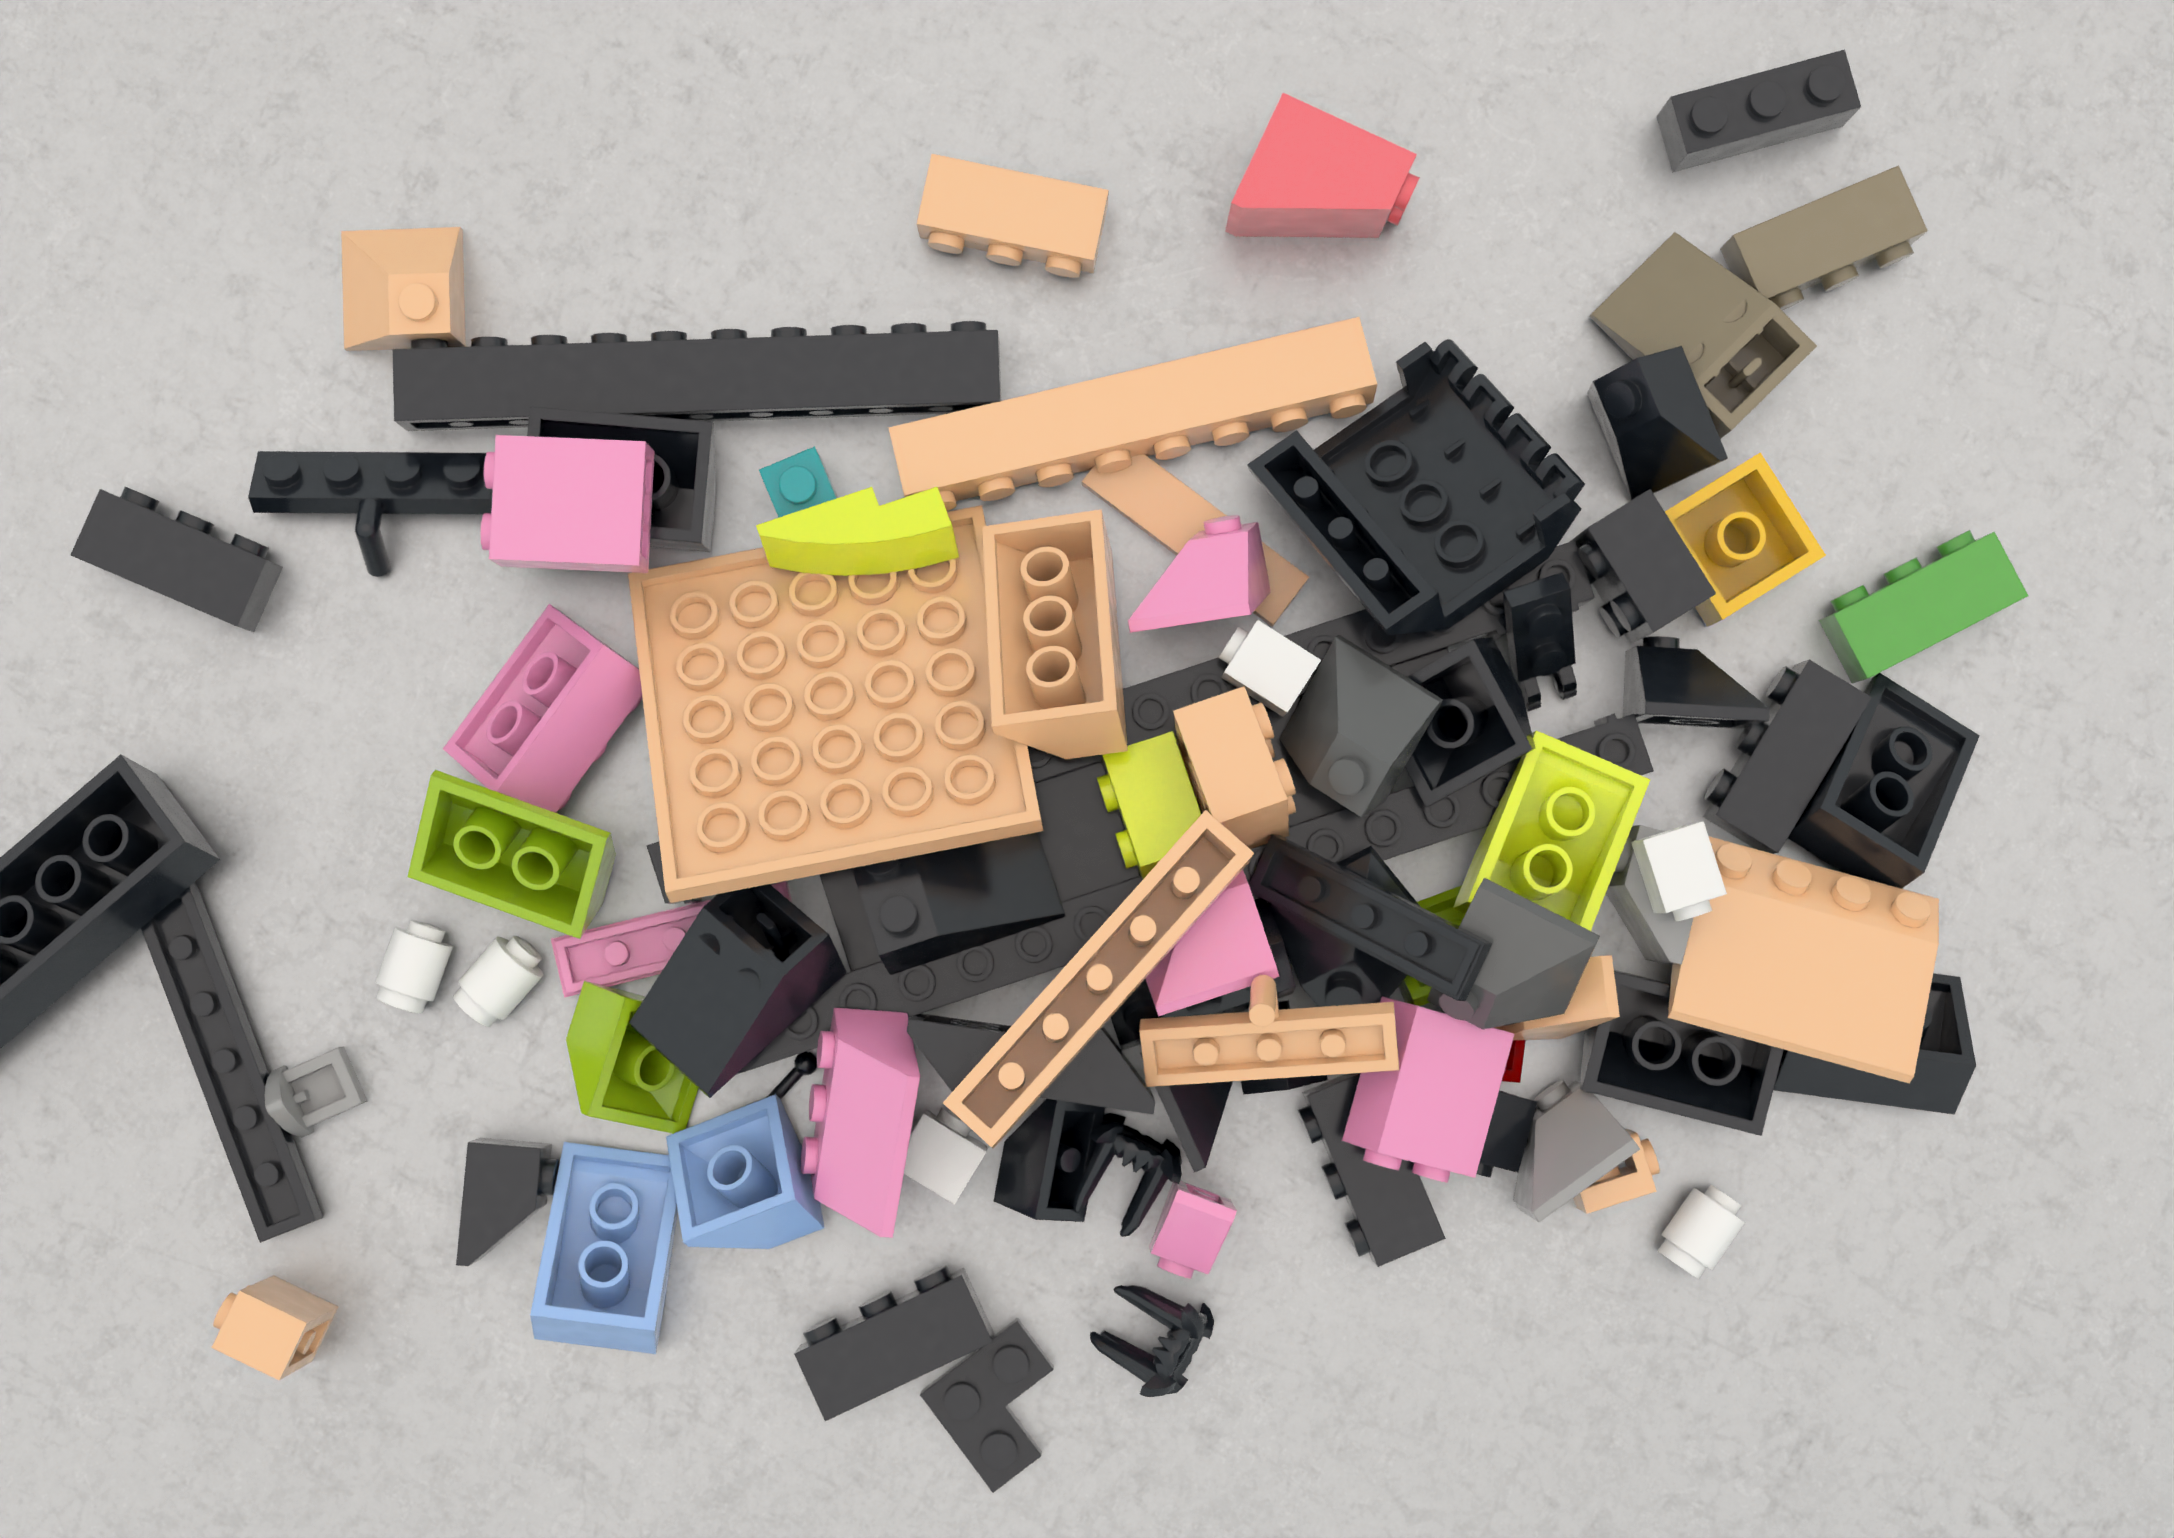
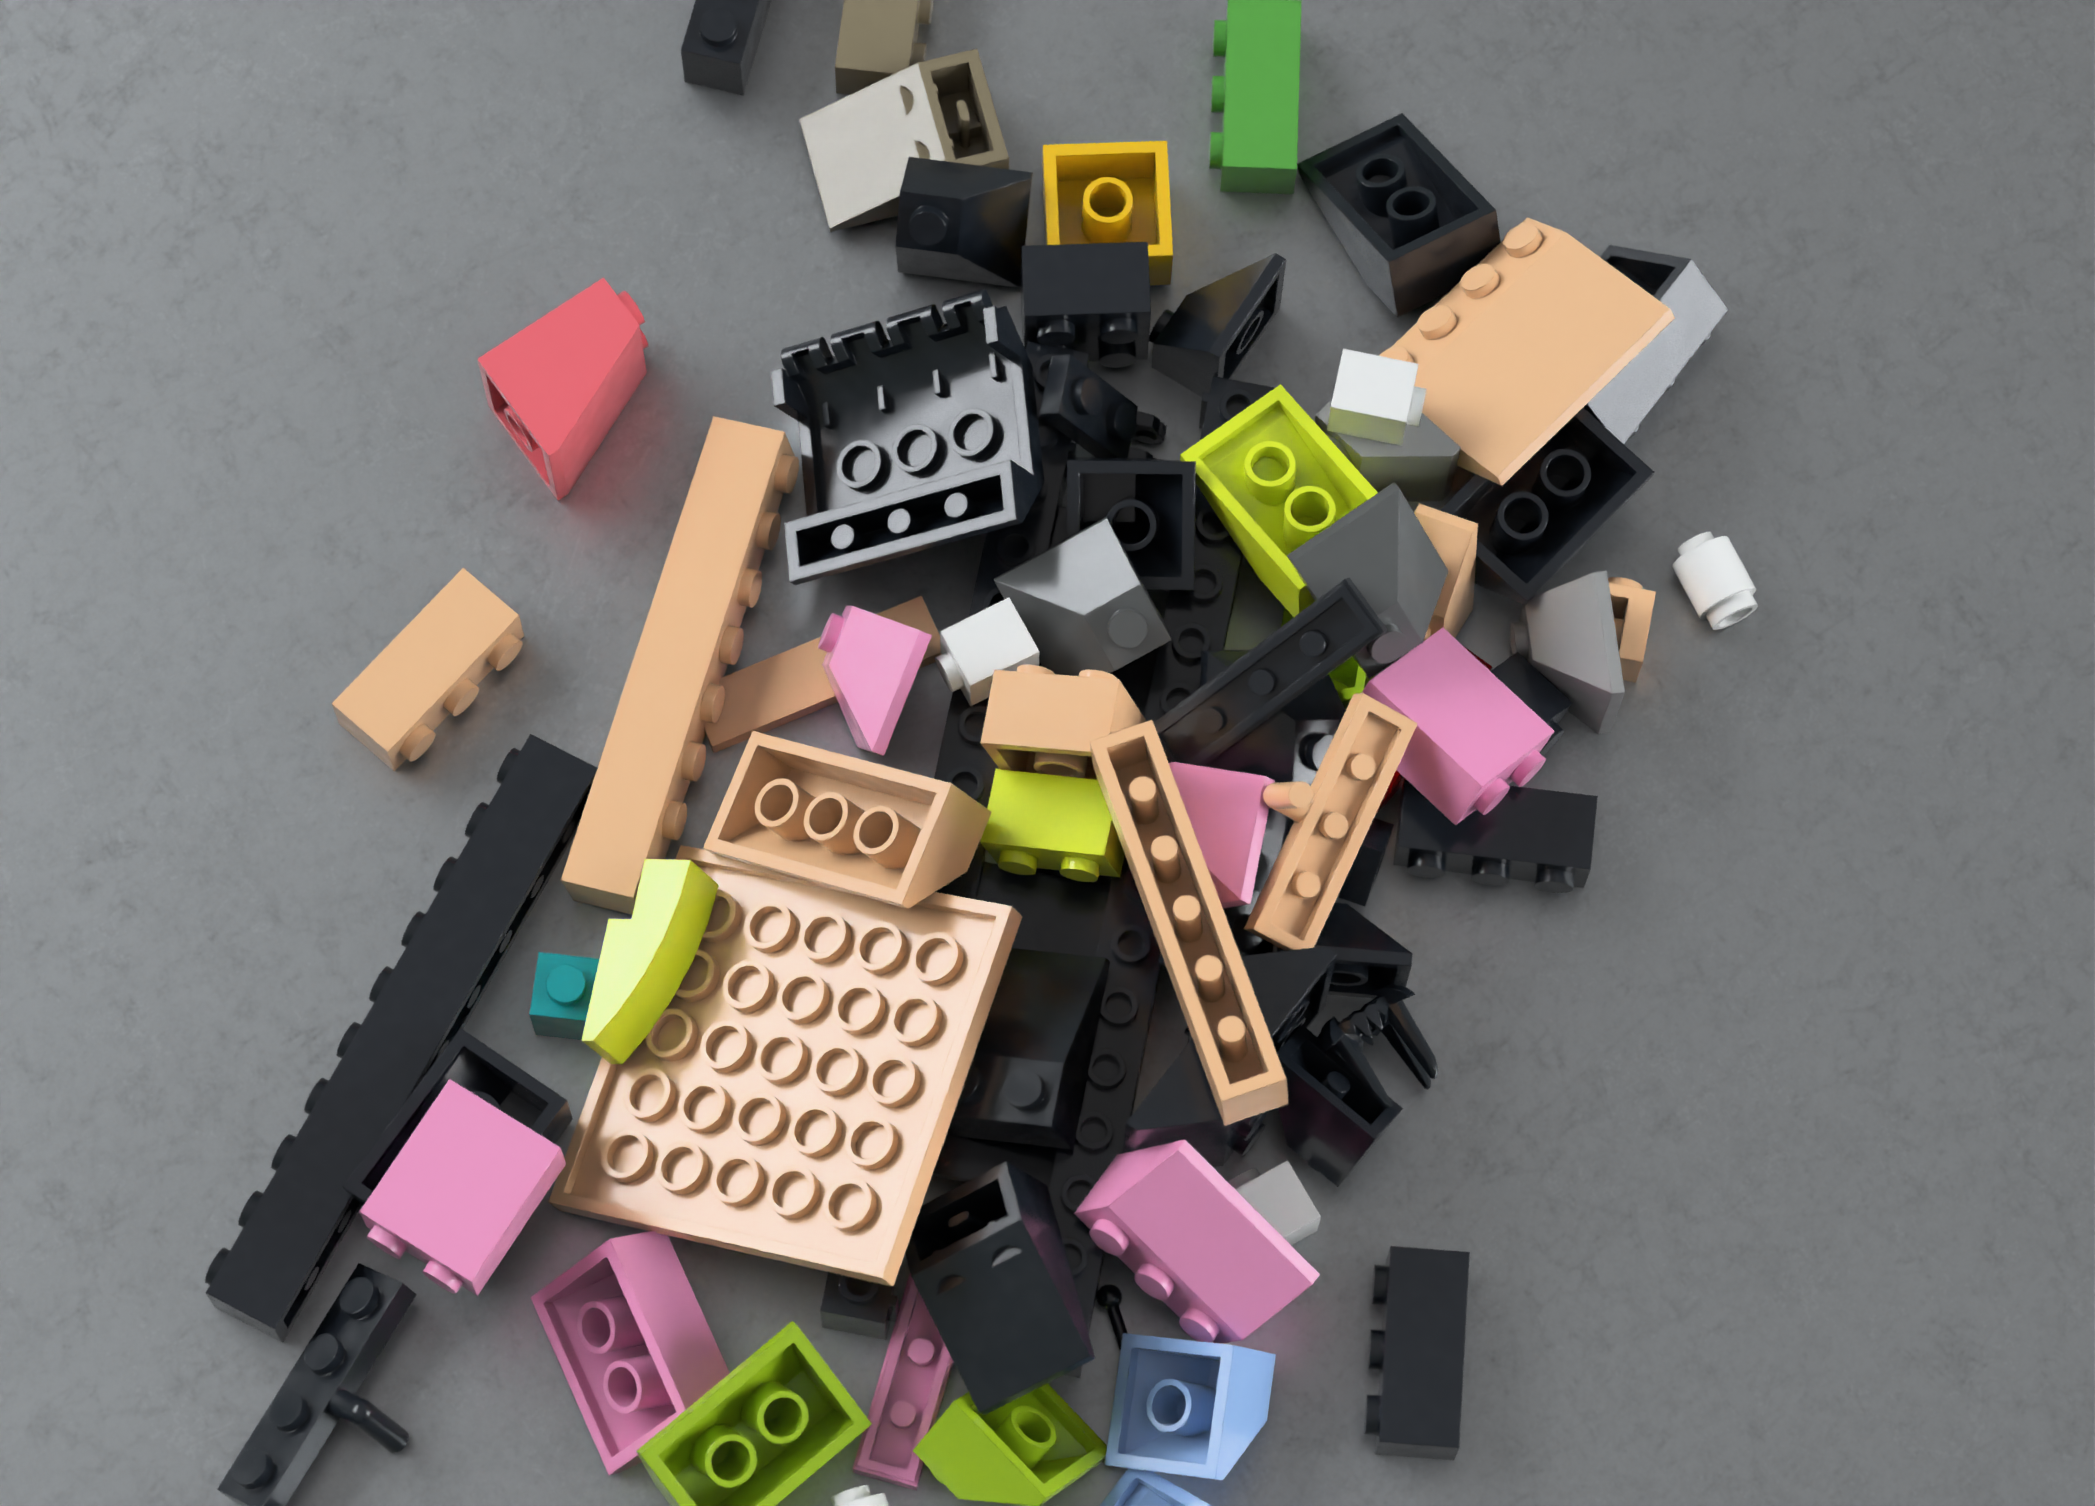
camera: 60 degrees left, 15 degrees down
(402, 287) = (145, 1267): light nougat slope -> none
(975, 1398) = (1519, 1317): black plate -> none
(1165, 1370) = (1550, 1074): black piece -> none
(1191, 1229) = (1463, 1017): bright pink slope -> none
(1785, 756) = (1325, 274): black brick -> none

